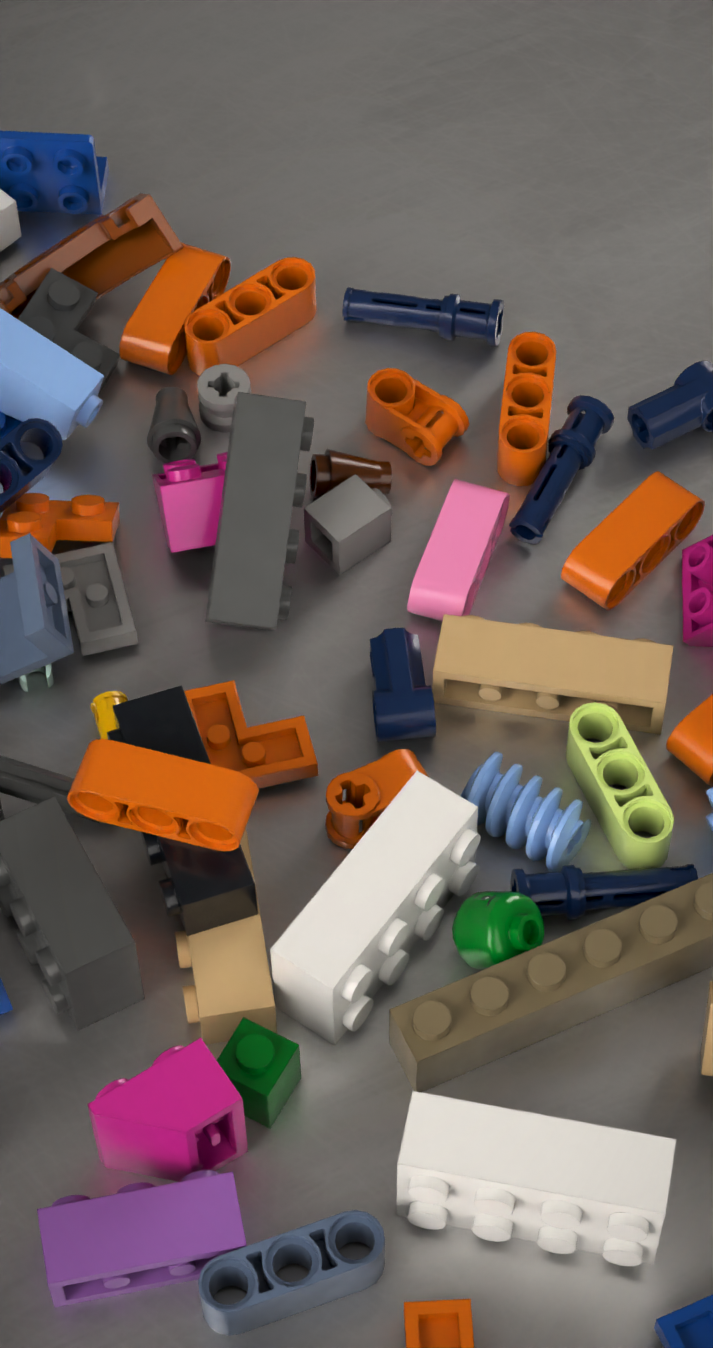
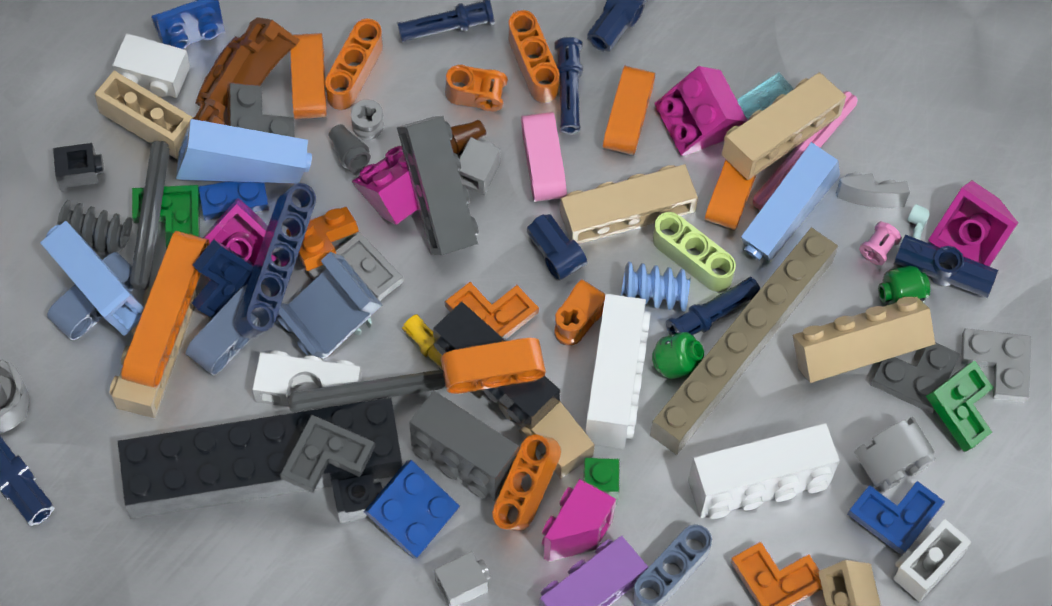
camera: 30 degrees left, 10 degrees up
(128, 1014) = (512, 491): none -> orange beam

